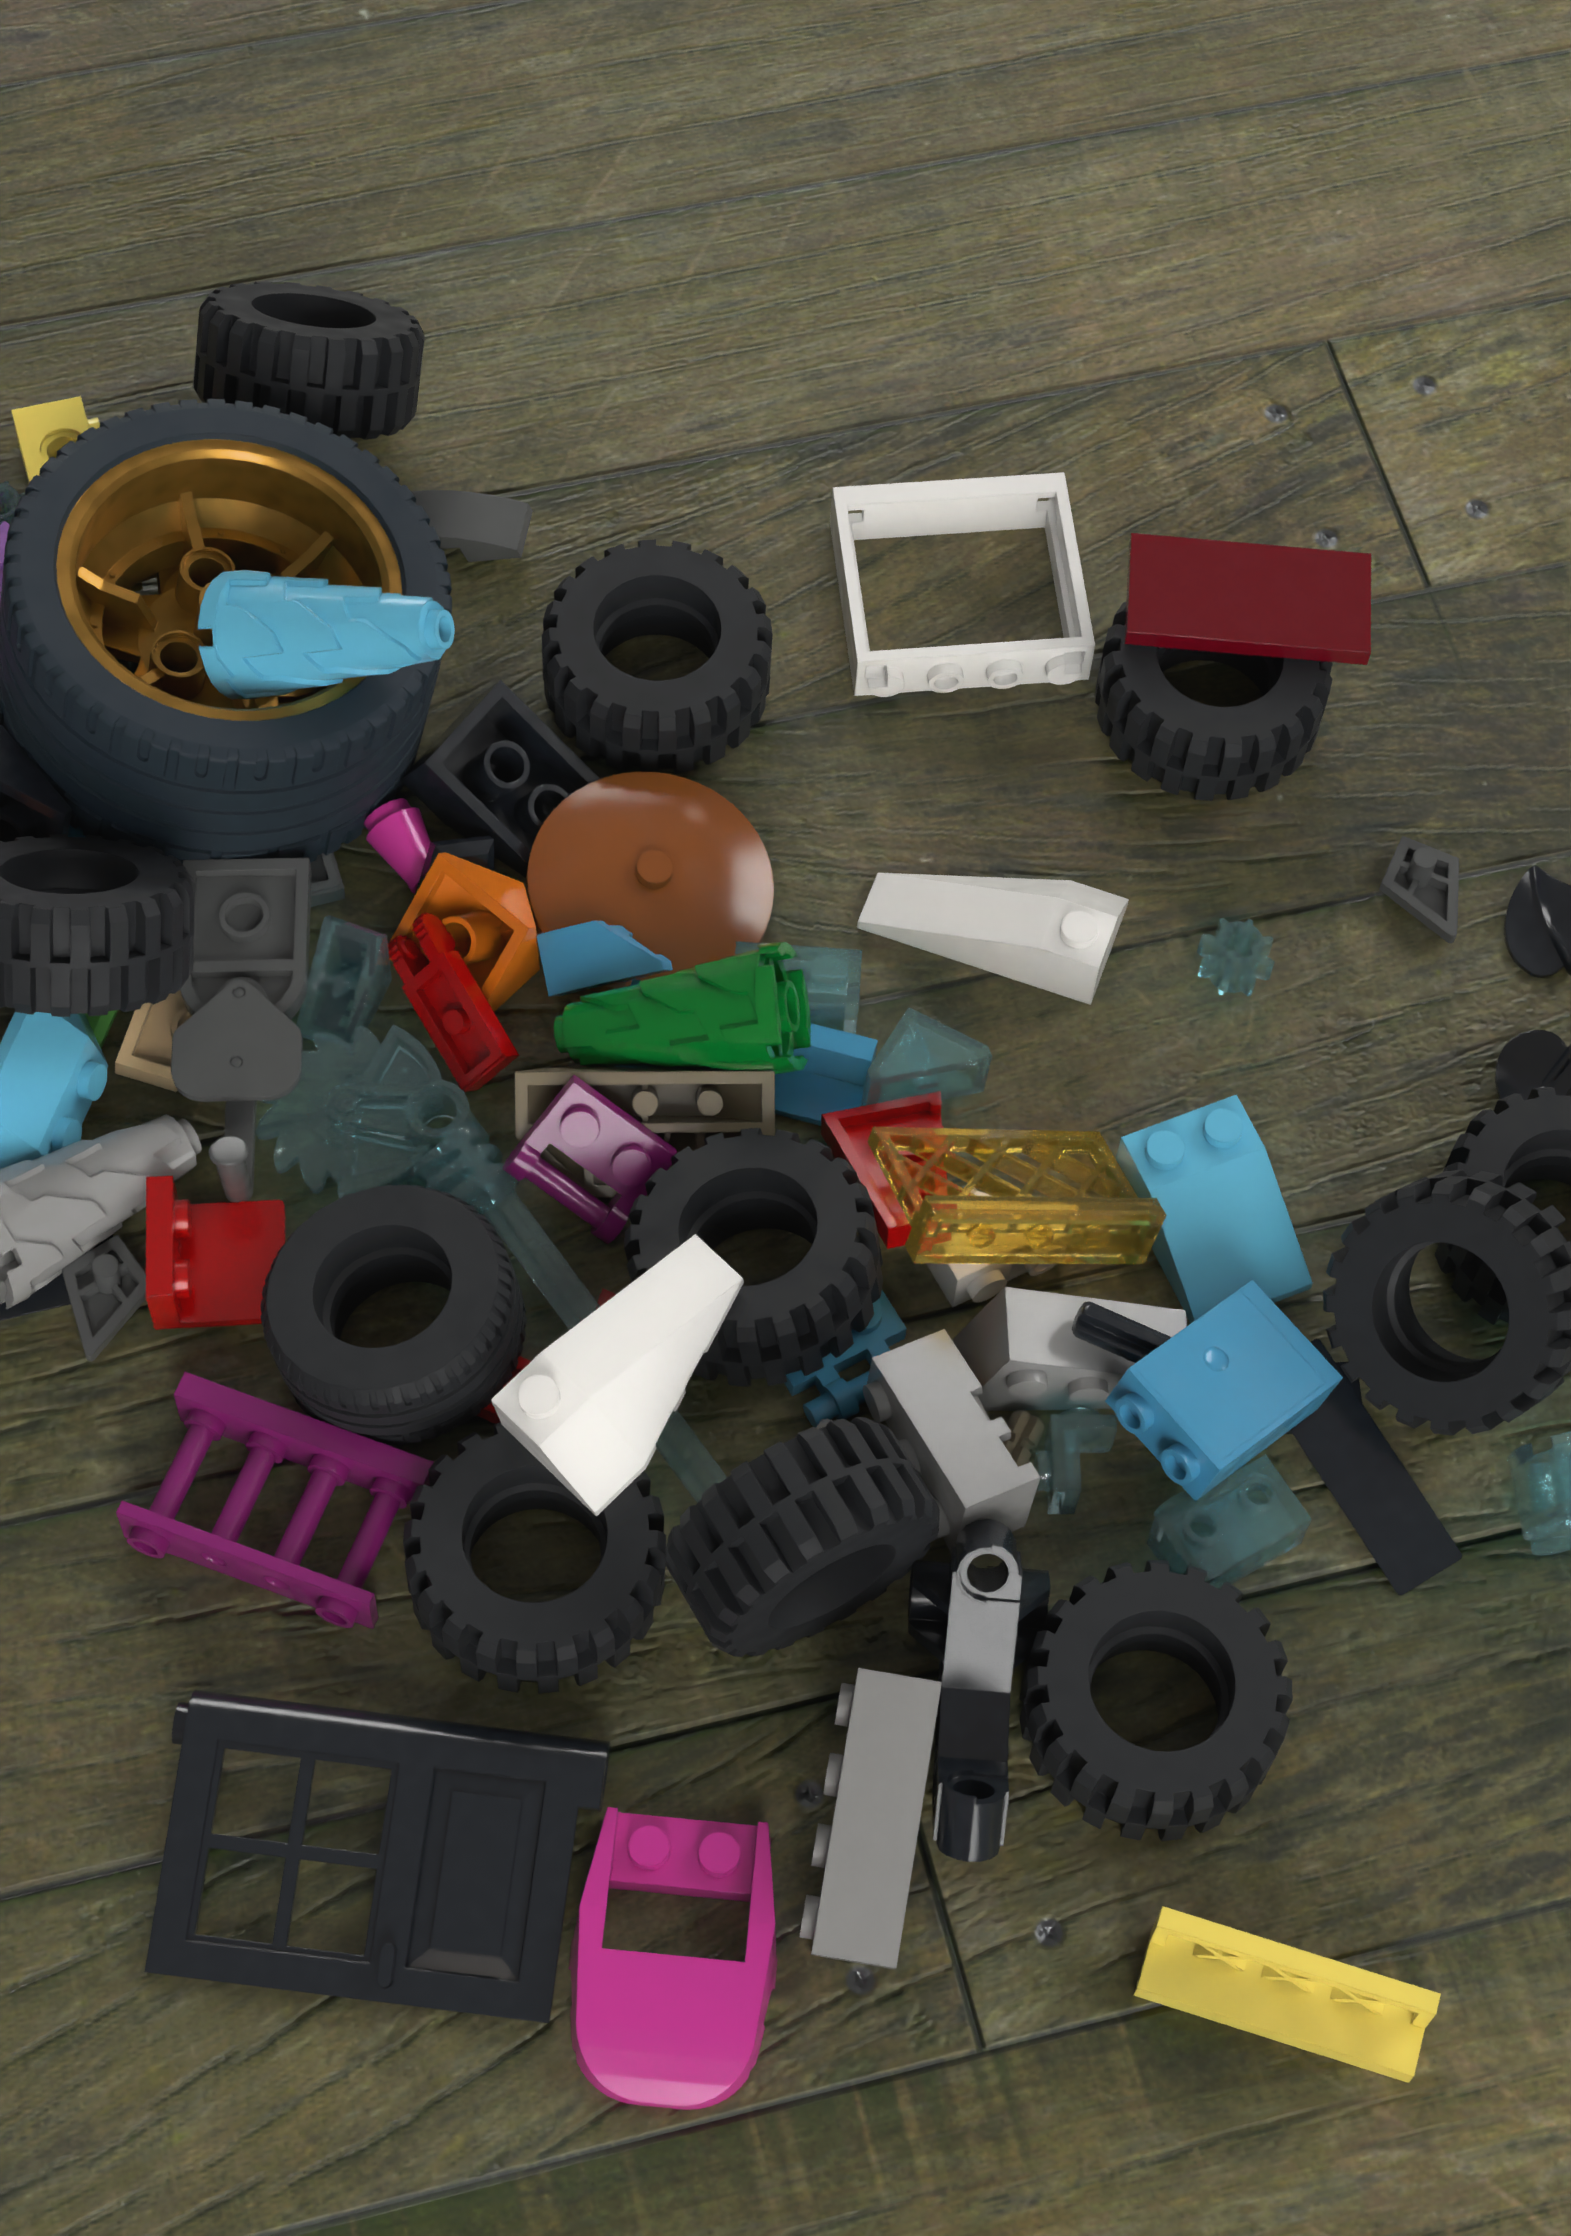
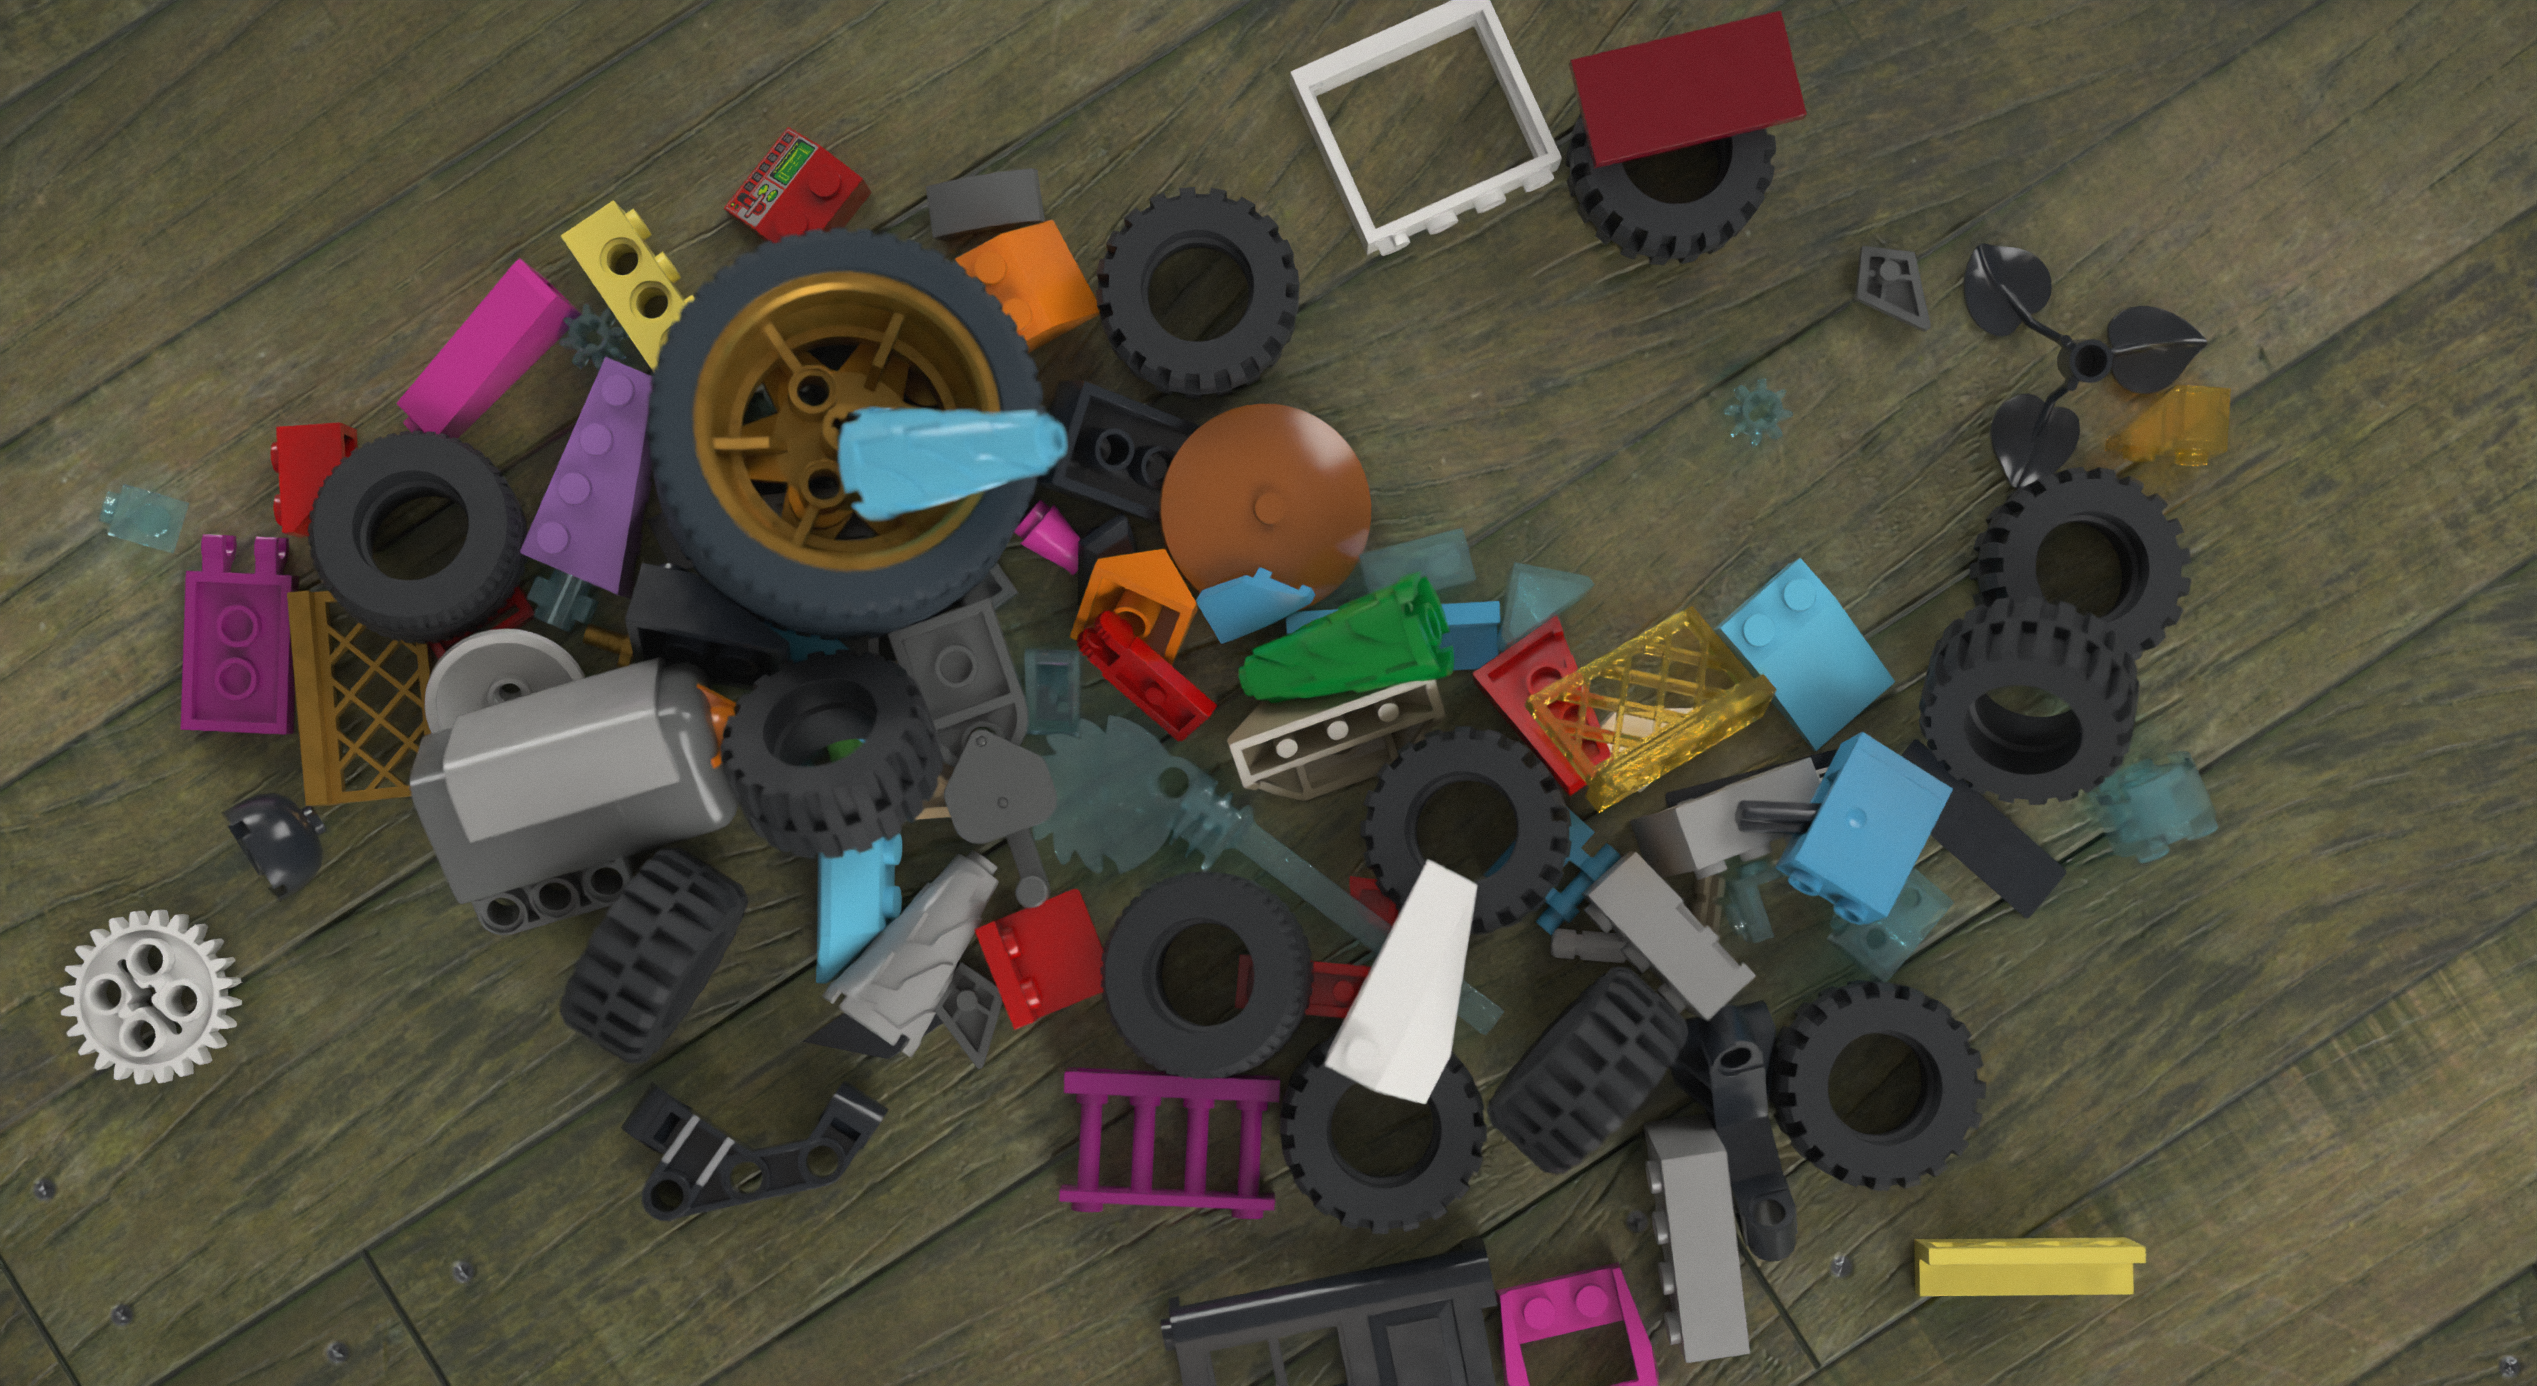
camera: 15 degrees left, 25 degrees up
(311, 354) = (801, 114): black tyre -> none
(491, 610) = (1034, 281): none -> orange slope
(601, 1141) = (1309, 771): magenta plate -> none
(1015, 927) = (1575, 435): white wedge -> none

